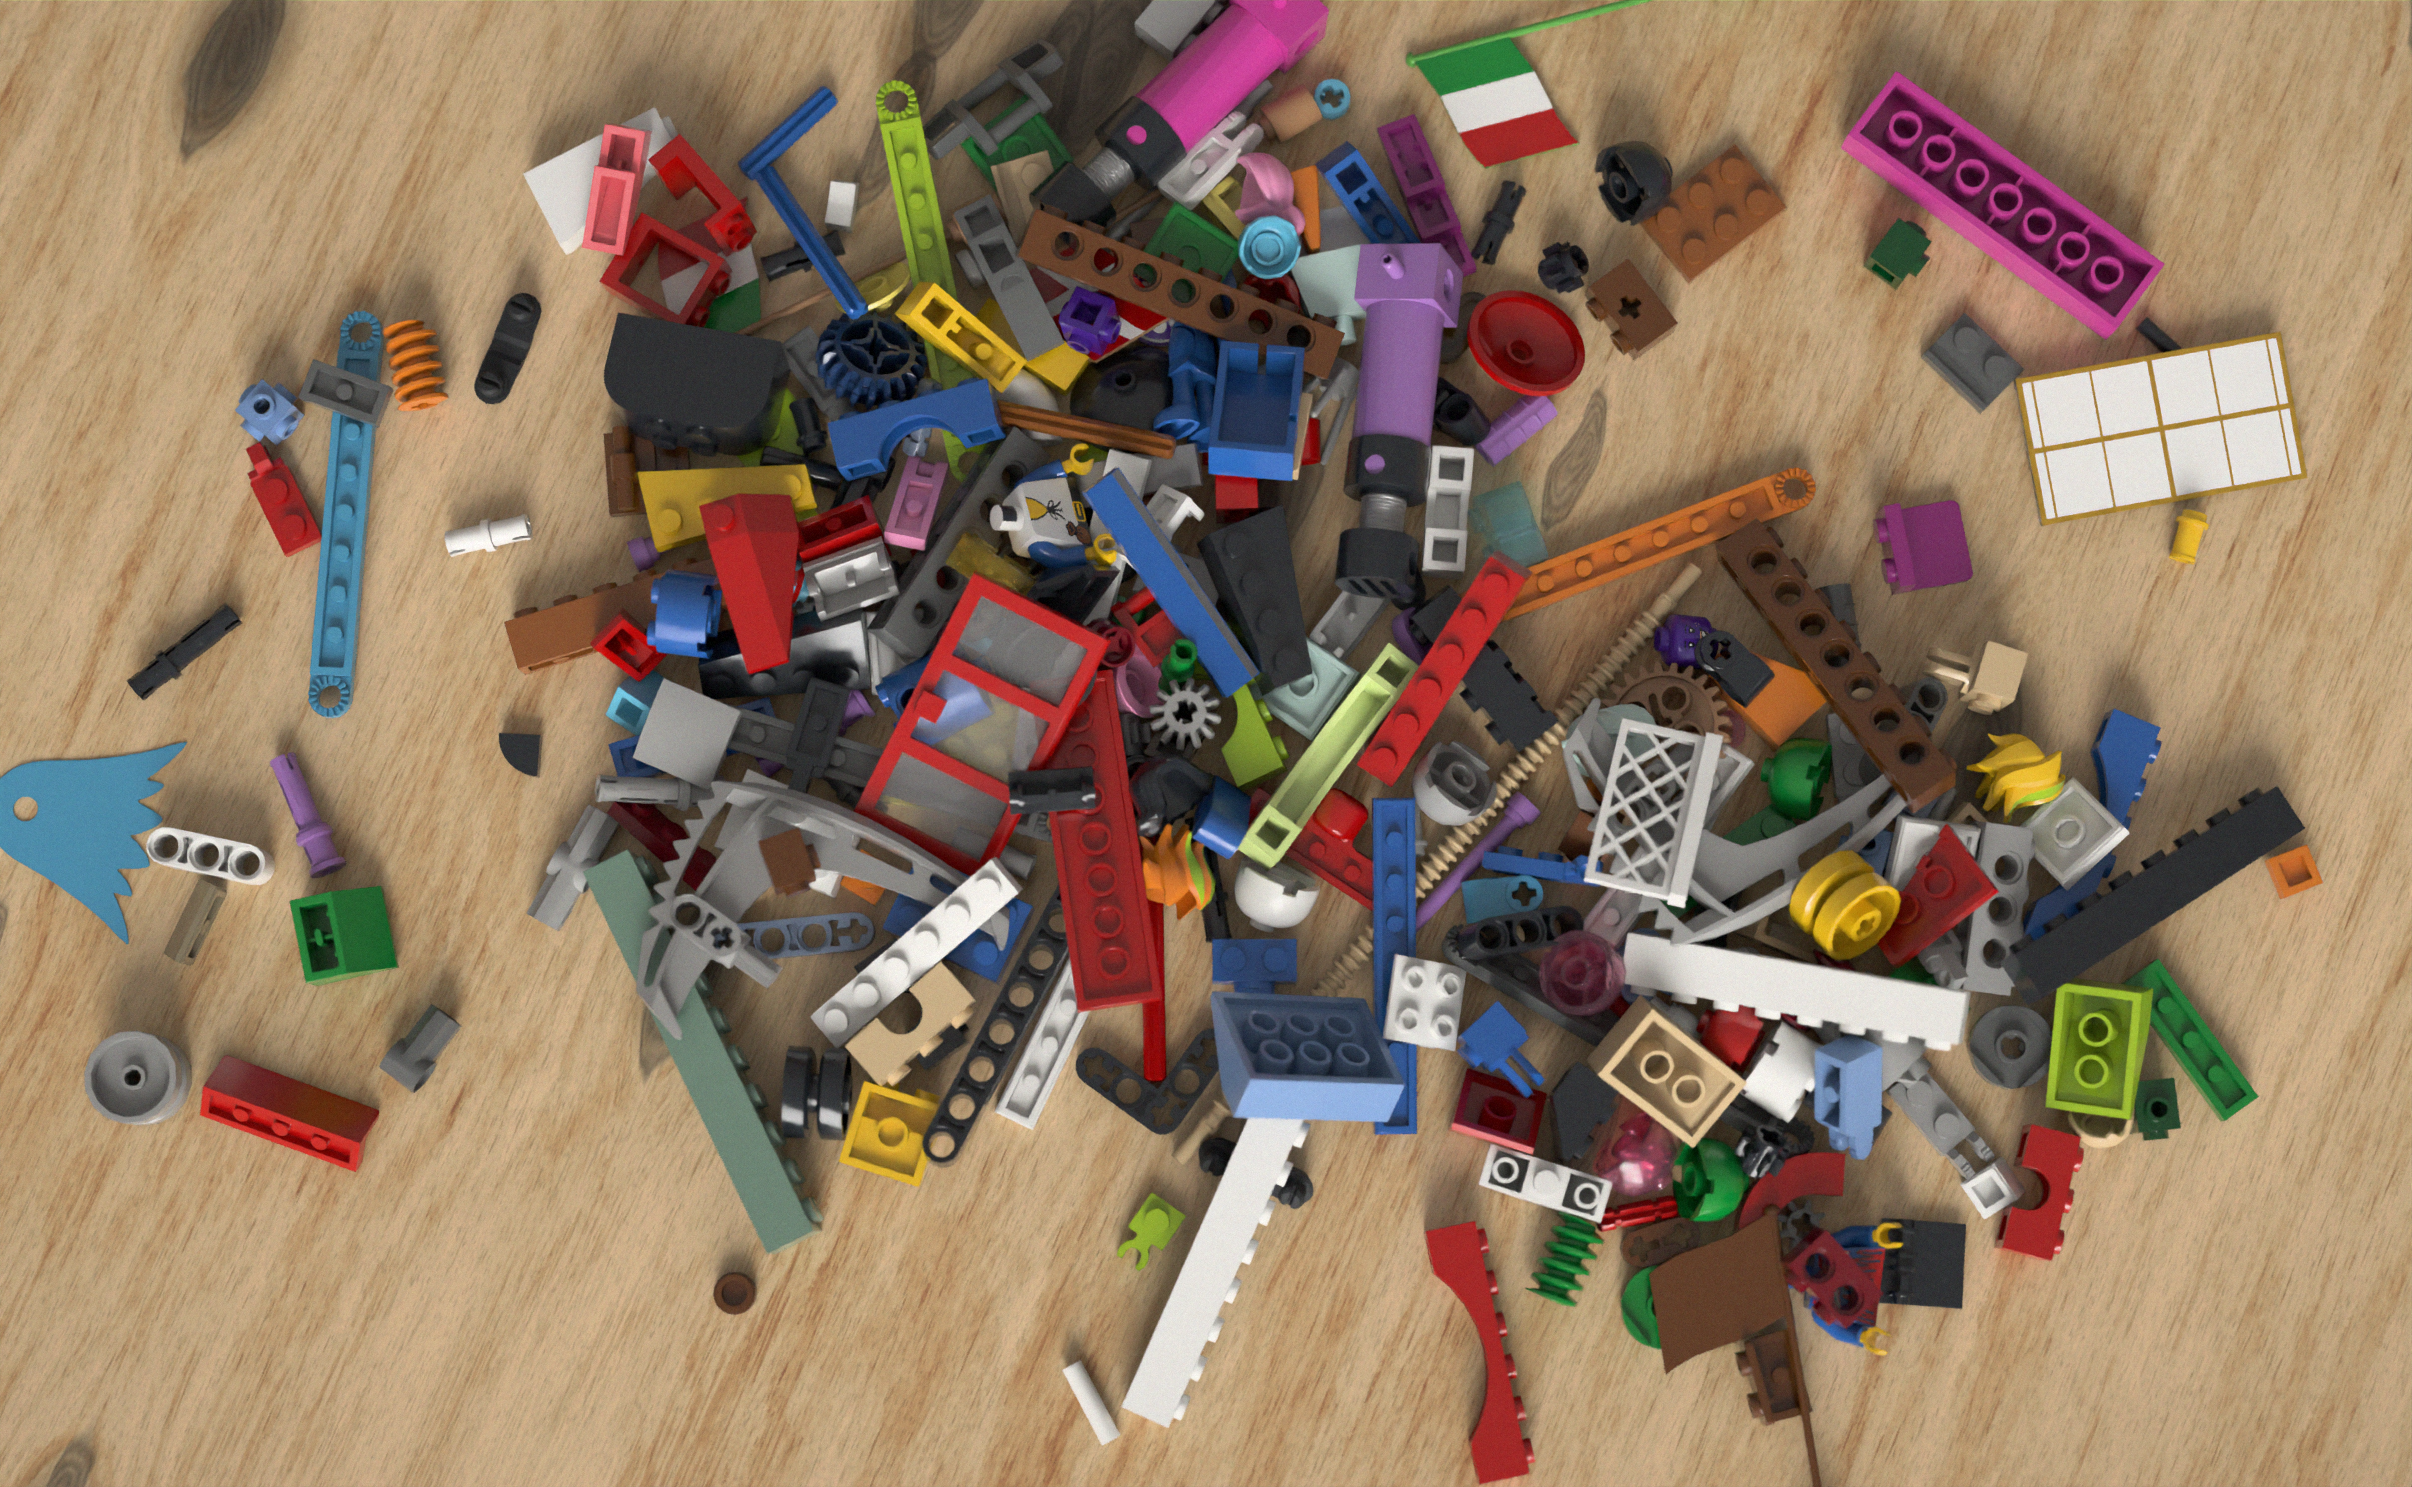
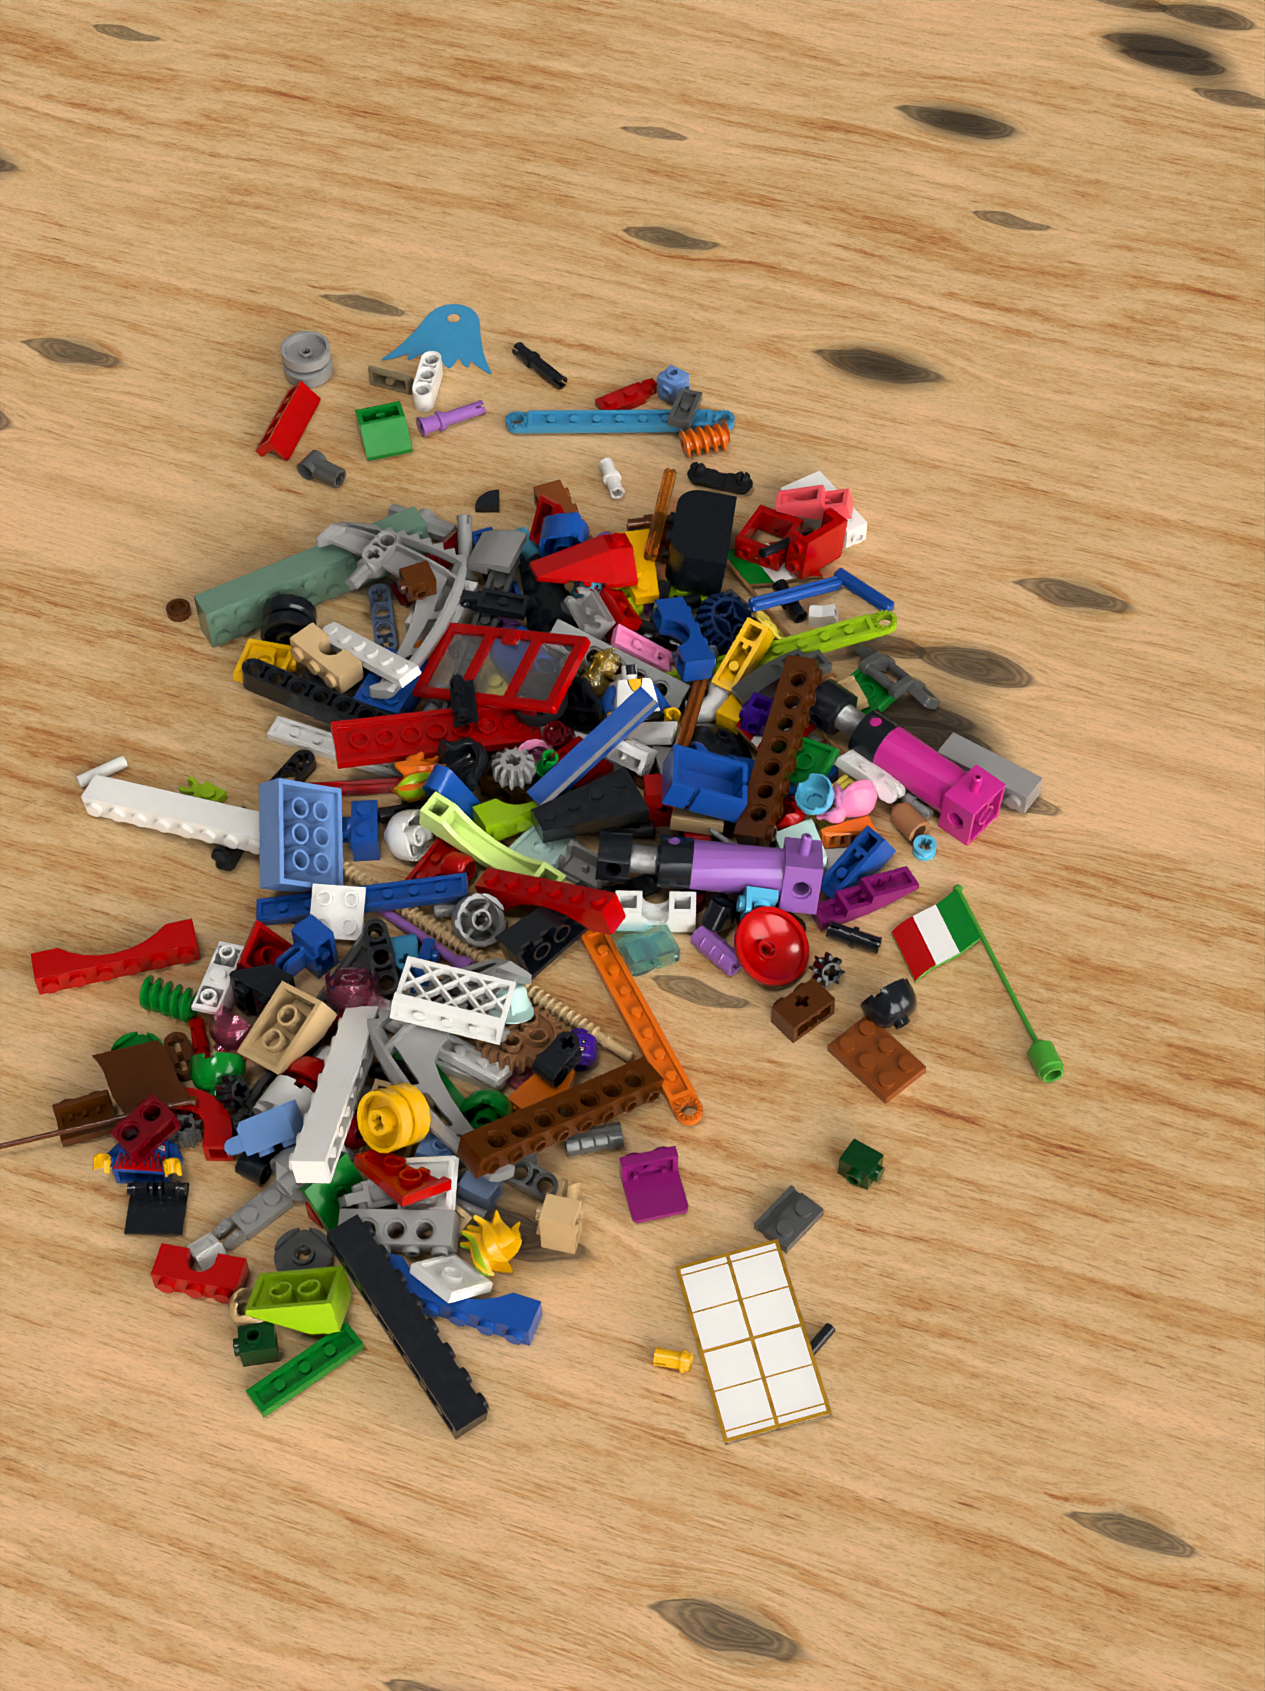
camera: 85 degrees right, 30 degrees down
(625, 449) = (660, 514): none -> clear orange axle
(707, 243) = (780, 545): none -> black bar
(1454, 361) = (754, 898): none -> medium azure bracket
(2002, 205) = (900, 1224): dark pink brick -> none
(2293, 871) = (427, 1436): orange plate -> none

